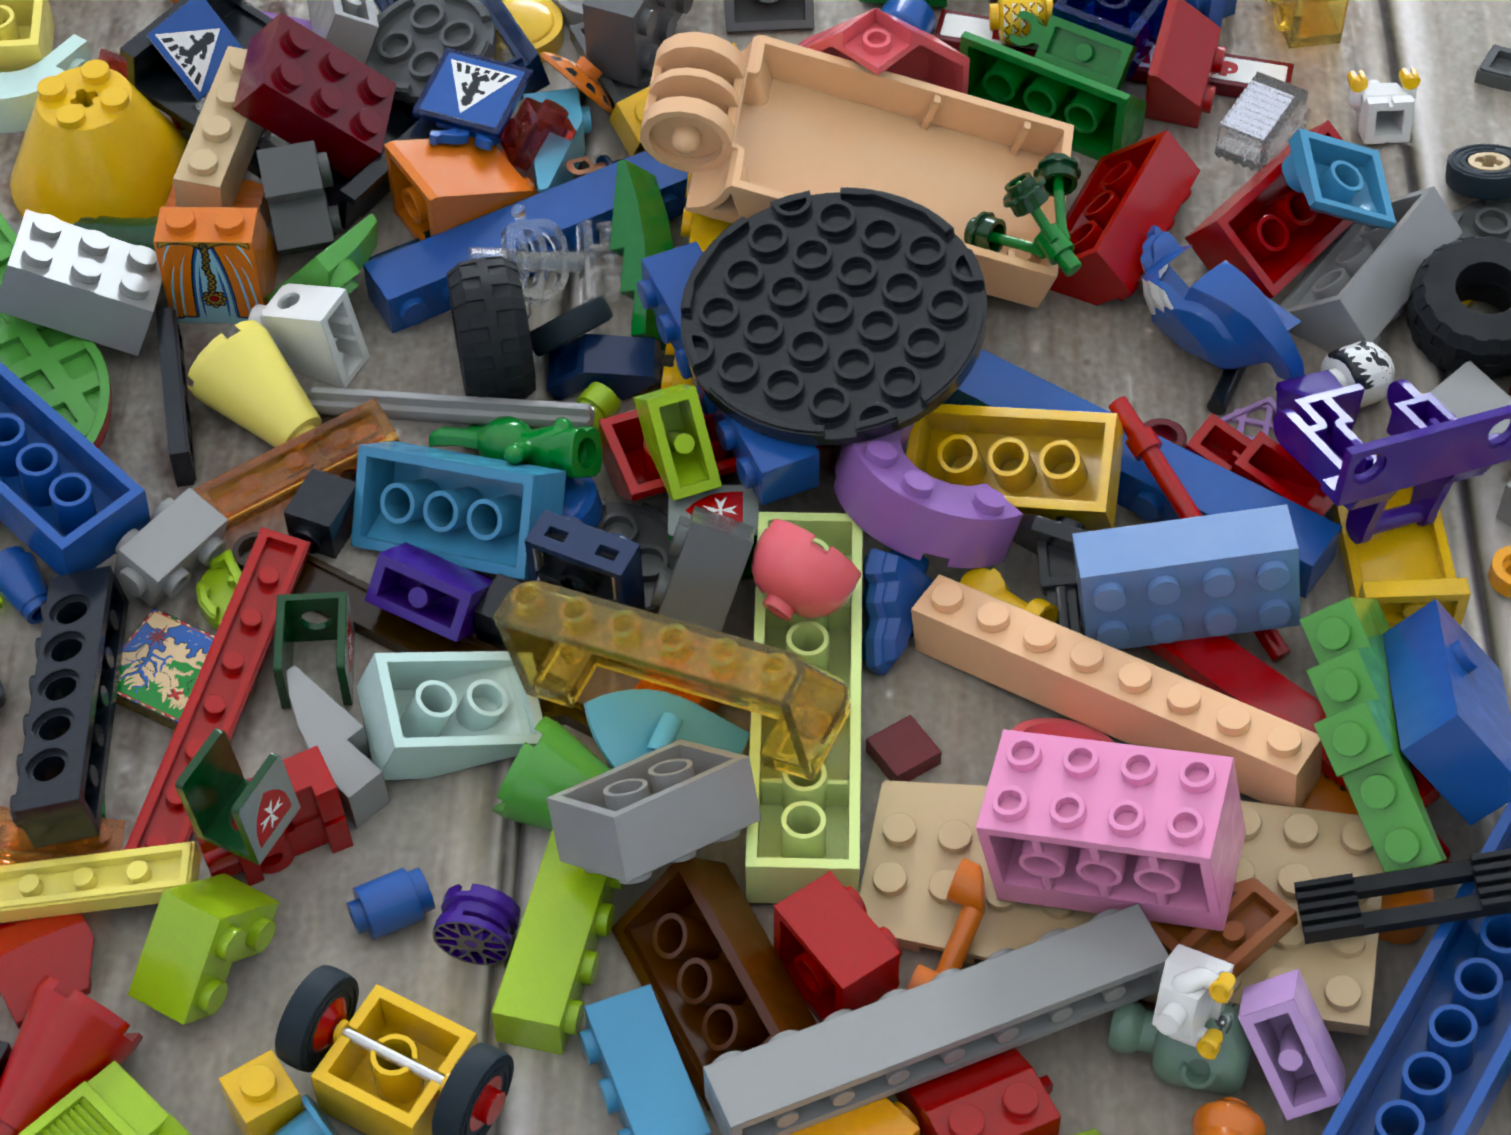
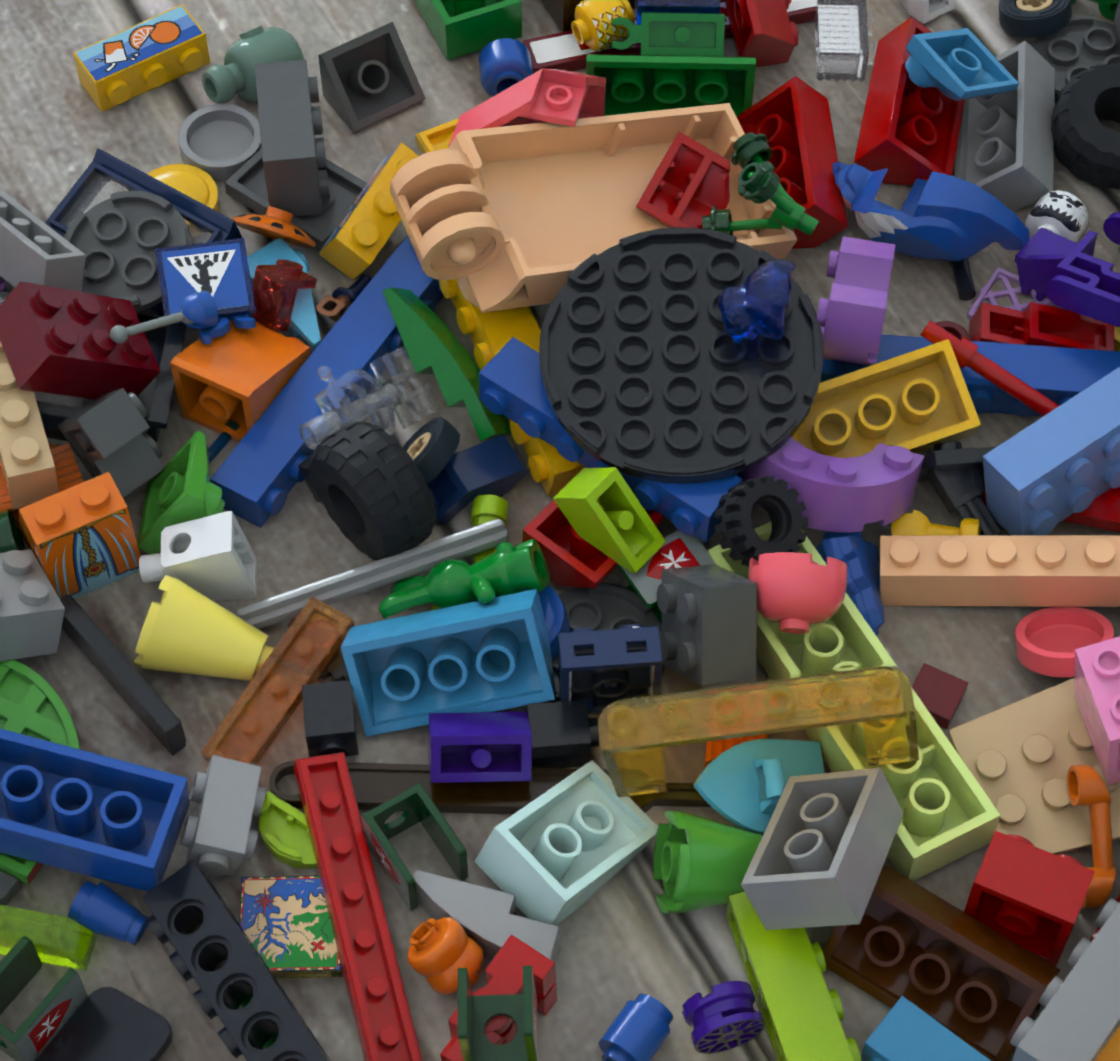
camera: 30 degrees left, 5 degrees up
(264, 736) = (440, 950): none -> orange piece
(435, 110) = (196, 312): none -> hinge
(834, 477) = (782, 509): none -> black tyre
(921, 288) = (758, 303): none -> clear blue hair
(972, 181) = (687, 185): none -> red slope
(1051, 363) = (857, 301): none -> medium lavender brick

